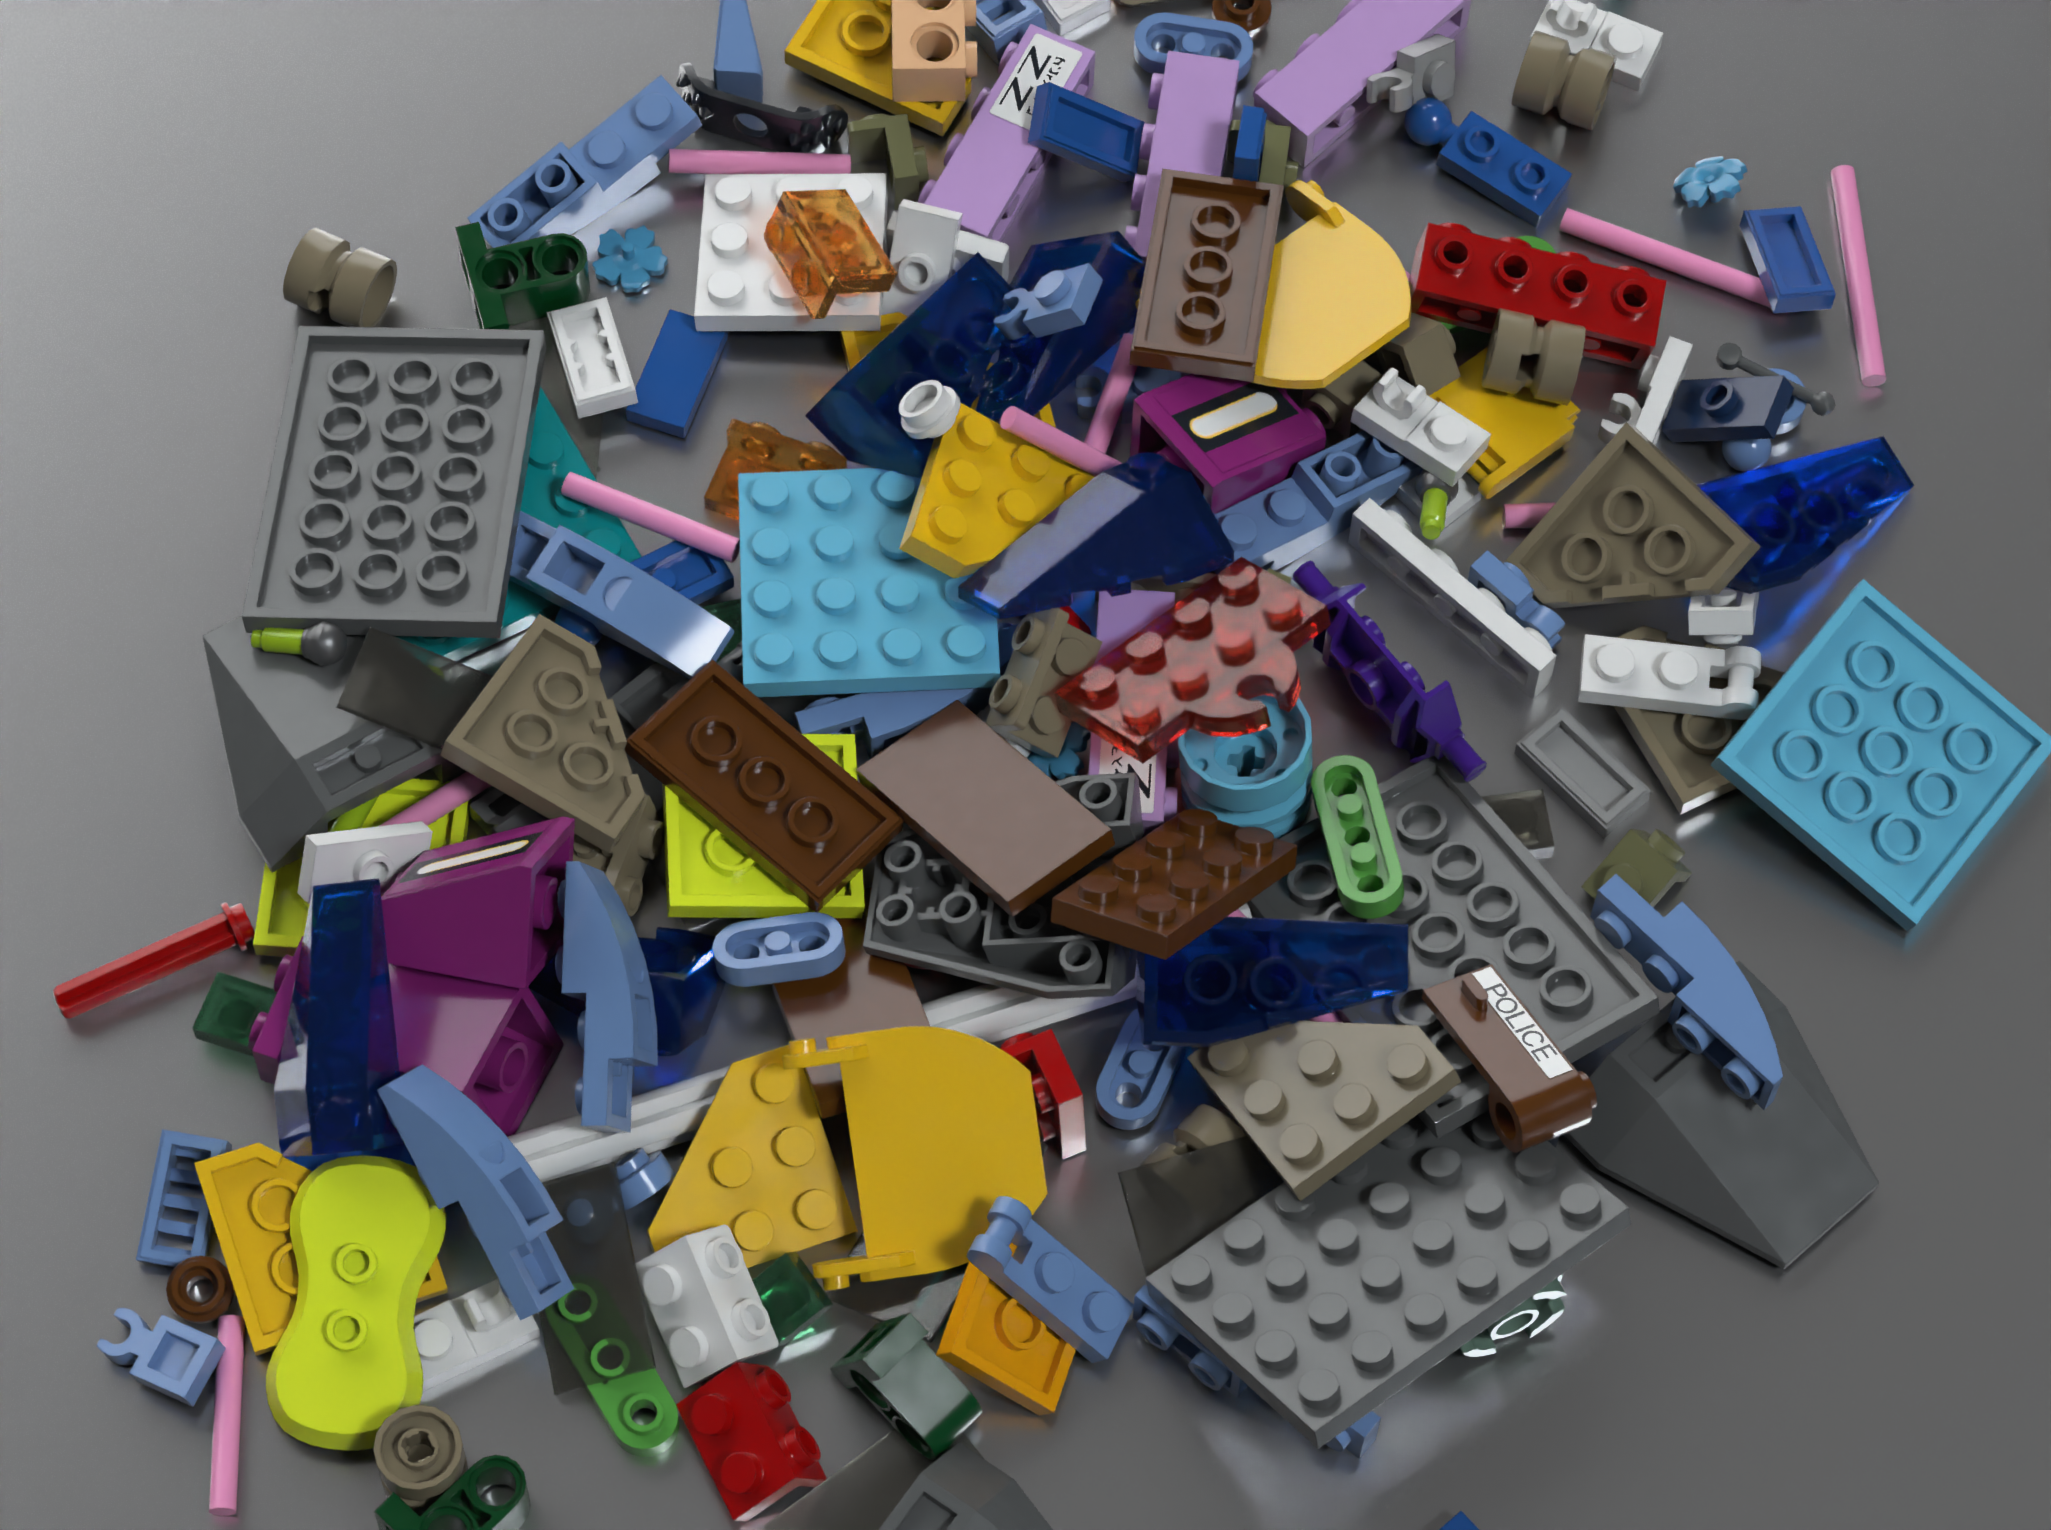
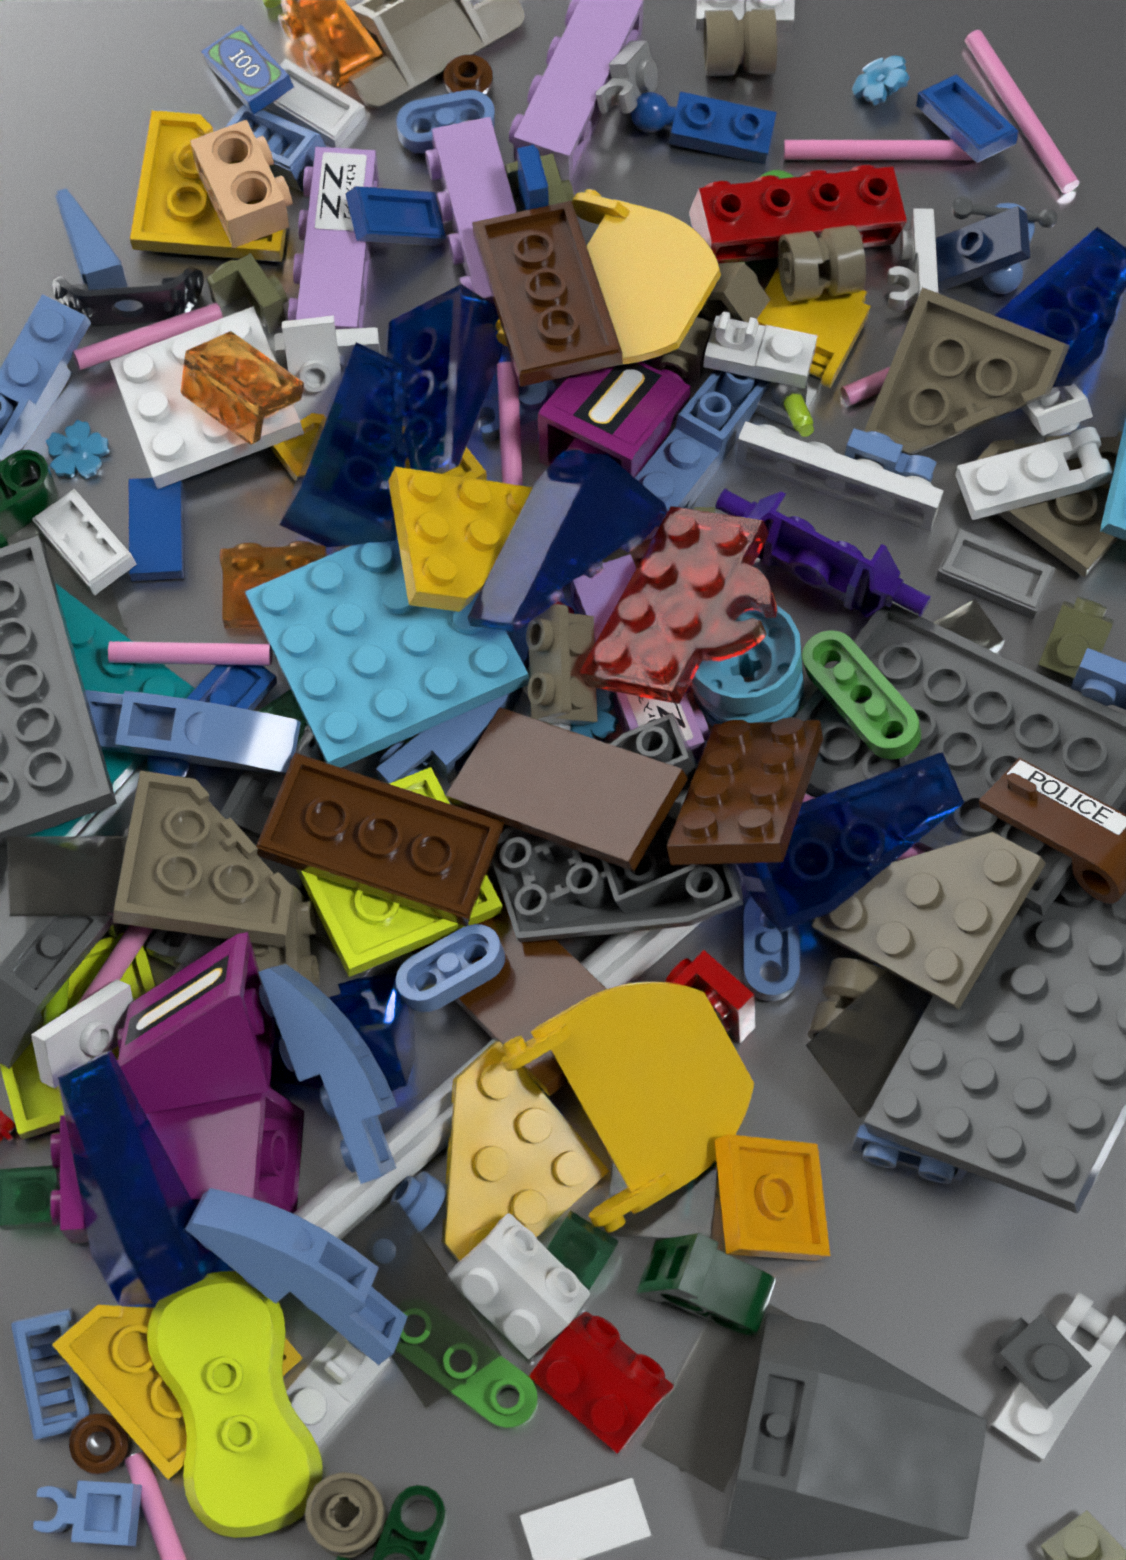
camera: 20 degrees left, 5 degrees up
(928, 410) = (381, 483): white plate -> none
(1050, 1280) = (786, 1153): medium blue plate -> none
(1056, 304) = (439, 361): medium blue plate -> none
(1056, 441) = (490, 470): bright pink bar -> none

